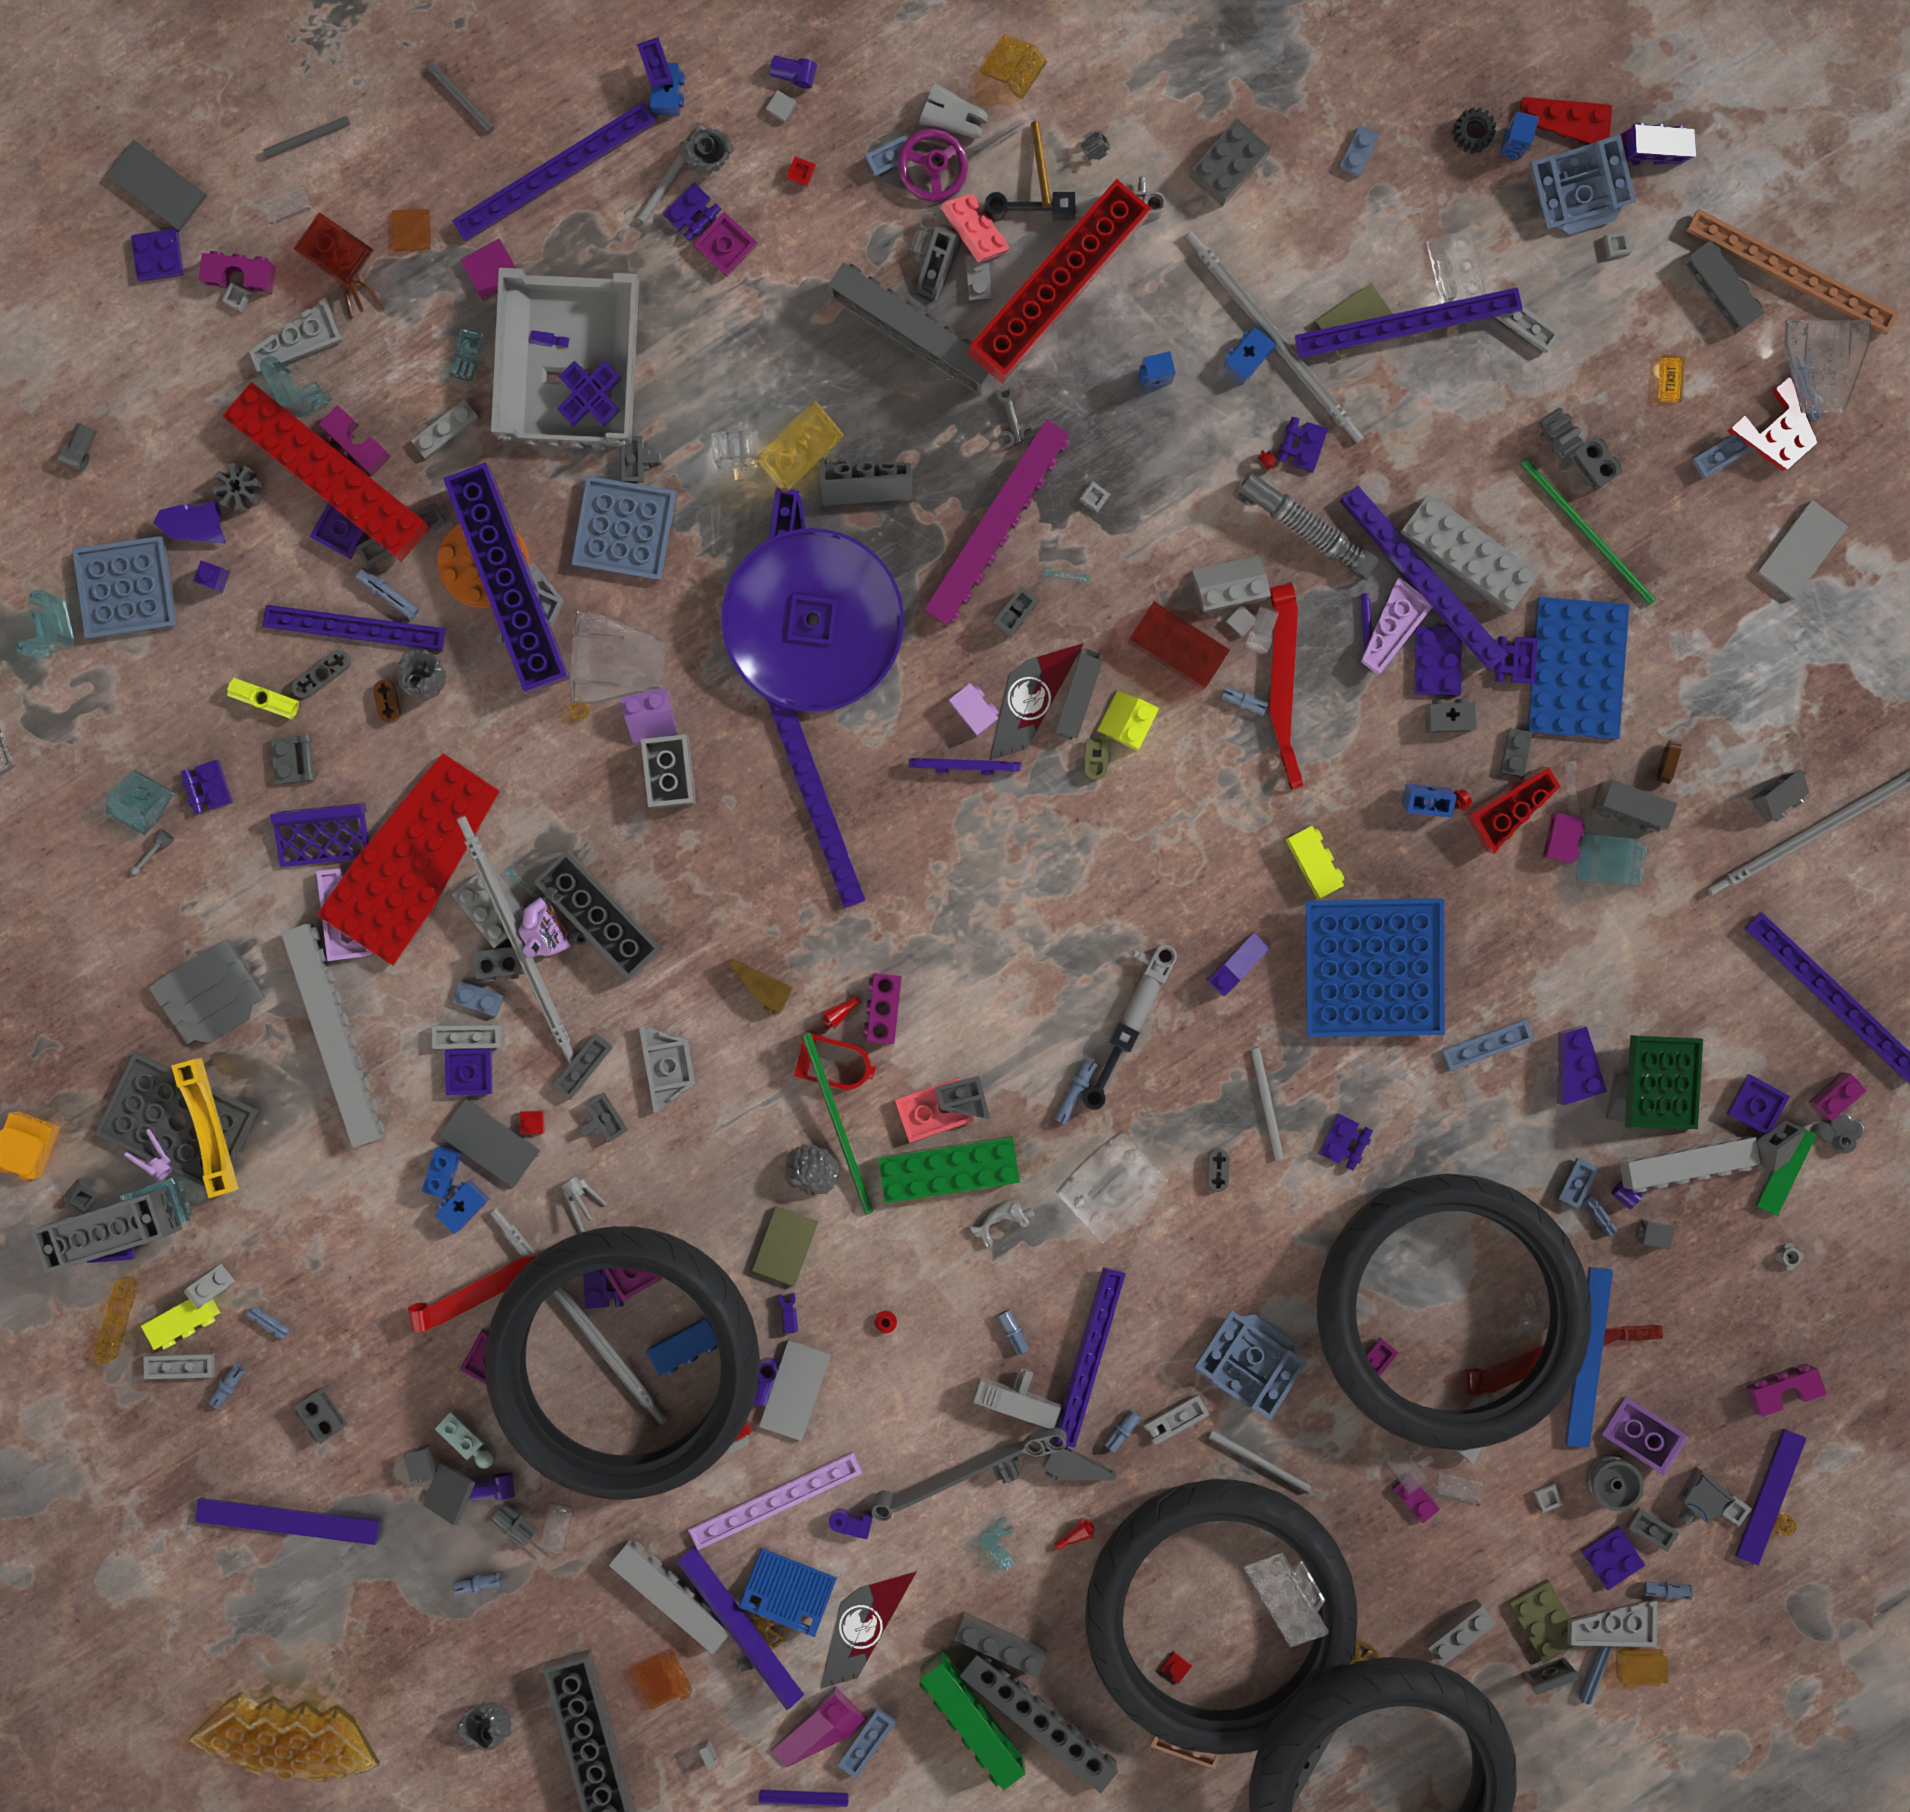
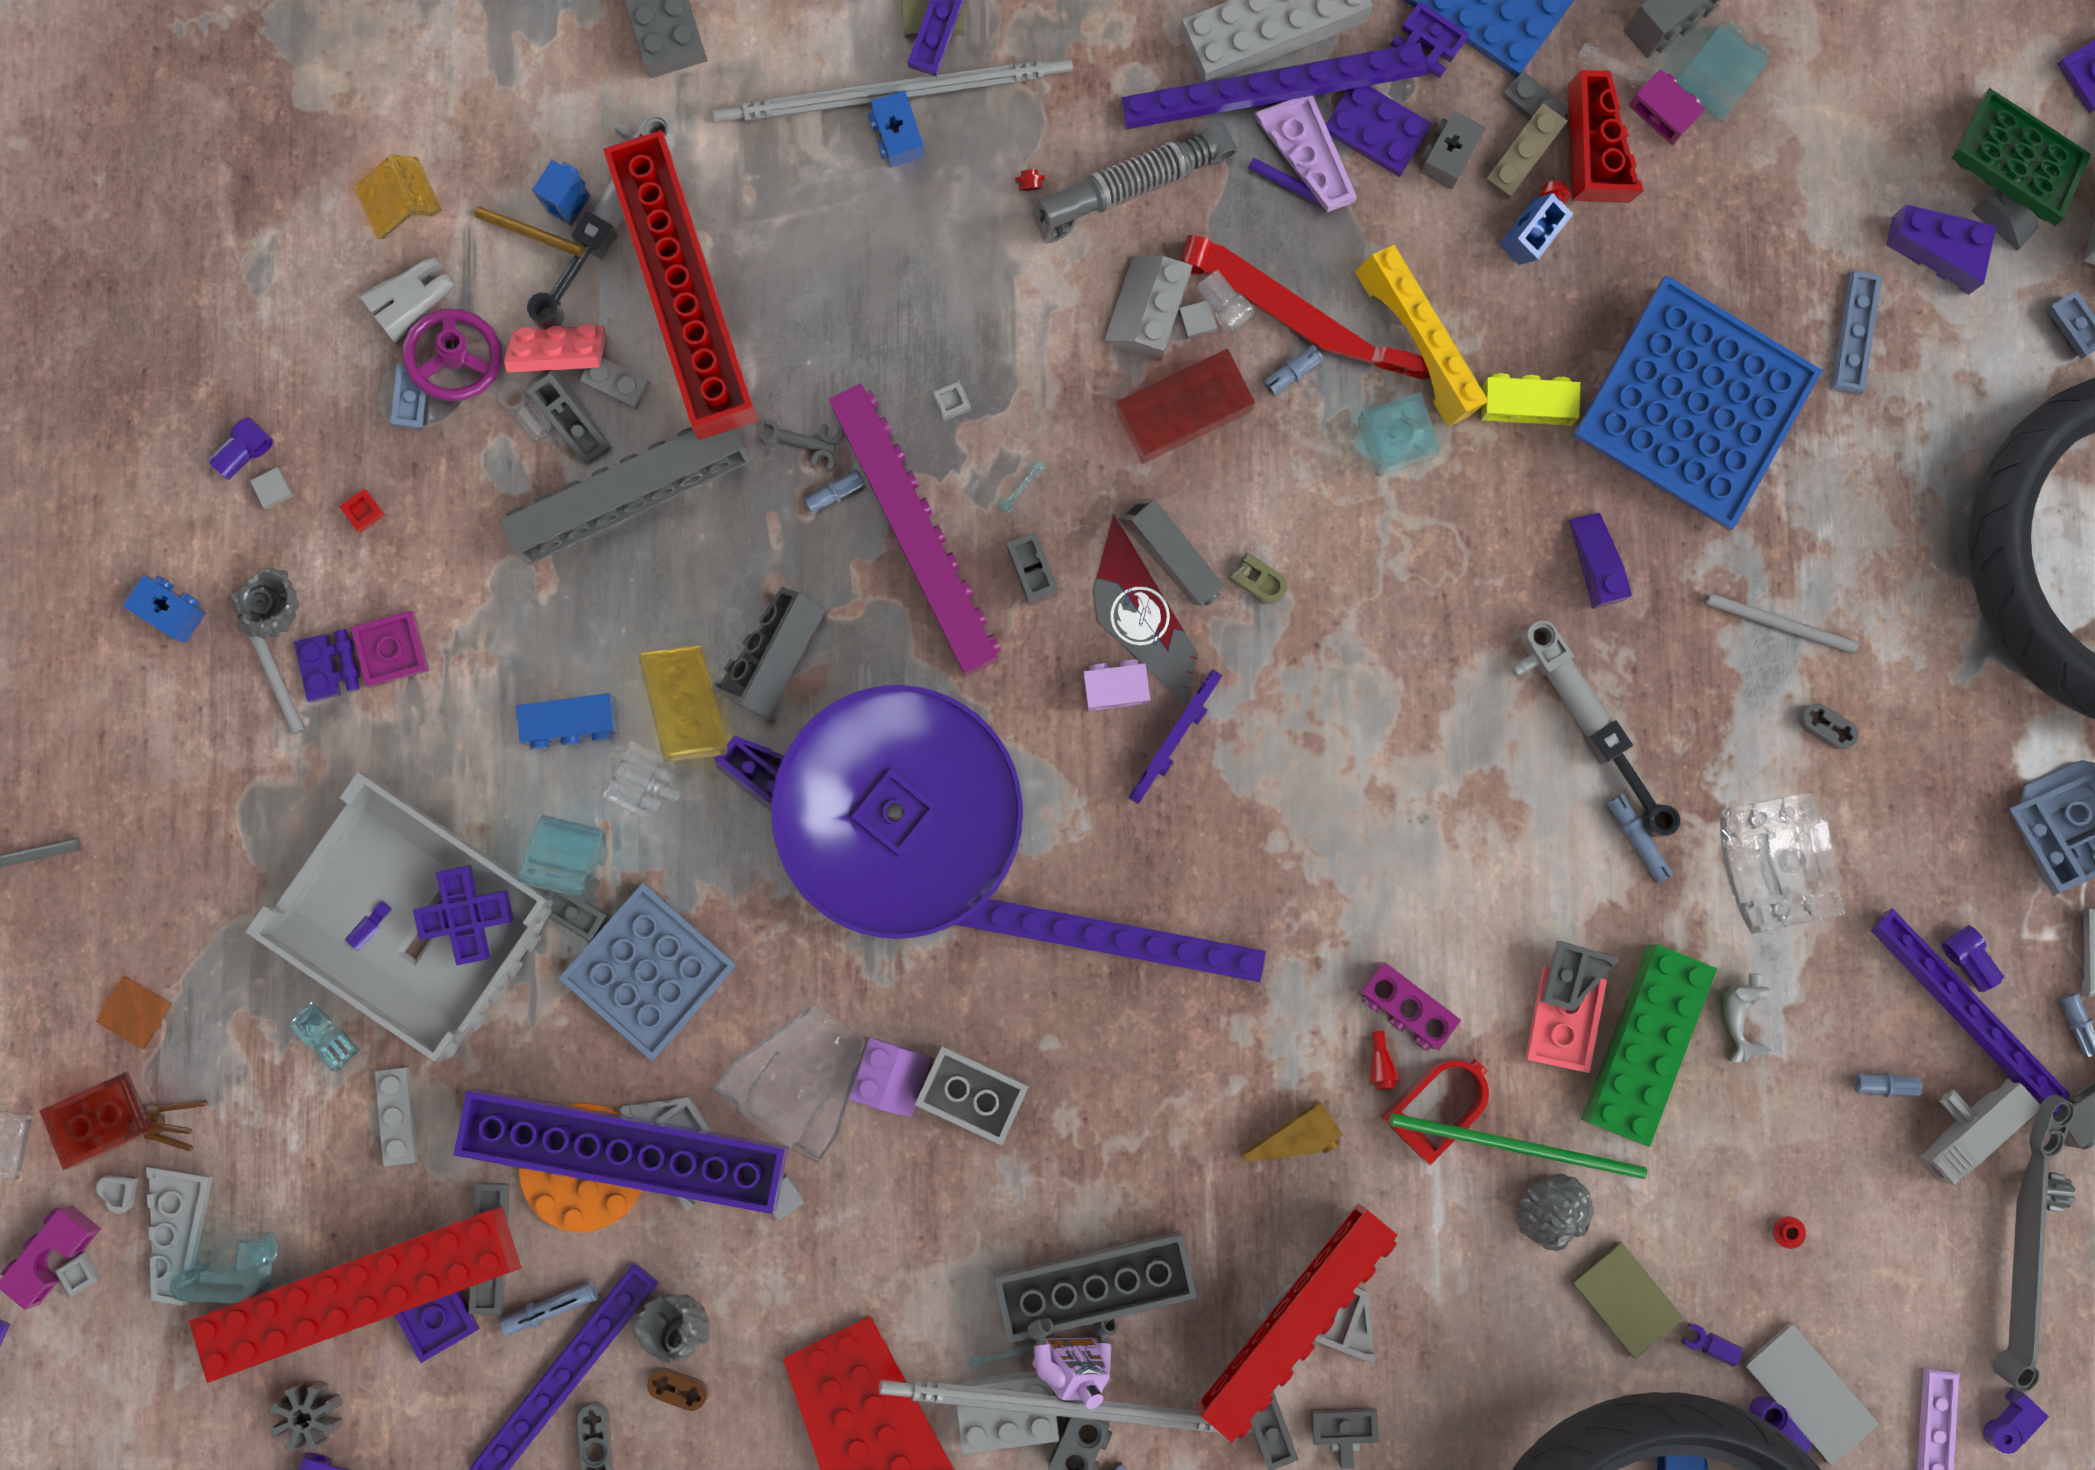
camera: 65 degrees left, 5 degrees down
(299, 289) = (117, 1191): none -> light grey tile
(339, 427) = (312, 1242): magenta arch -> none
(484, 267) = (234, 951): magenta tile -> none
(539, 699) = (788, 1199): none -> light grey tile
(554, 171) = (175, 800): dark purple plate -> none
(575, 715) = (836, 1165): clear yellow bush -> none
(649, 1047) = (1296, 1322): none -> red brick
(655, 63) = (126, 600): dark purple plate -> none
(661, 431) = (563, 856): none -> clear light blue piece
(747, 382) = (567, 721): none -> blue brick
(991, 458) = (834, 491): none -> sand blue axle
(1078, 168) = (561, 191): none -> blue brick
(1095, 145) = (544, 152): dark grey gear -> none
(1126, 1335) = (1968, 951): none -> dark purple piece
(1128, 720) = (1236, 515): neon yellow slope -> none
(1156, 370) = (851, 240): blue brick -> none
(1242, 791) = (1398, 434): none -> clear light blue brick
(1309, 446) = (1043, 125): dark purple plate -> none
(1336, 732) = (1453, 383): none -> yellow arch
(1339, 1138) = (1870, 563): dark purple plate -> none
(1479, 765) = (1526, 150): none -> dark tan plate

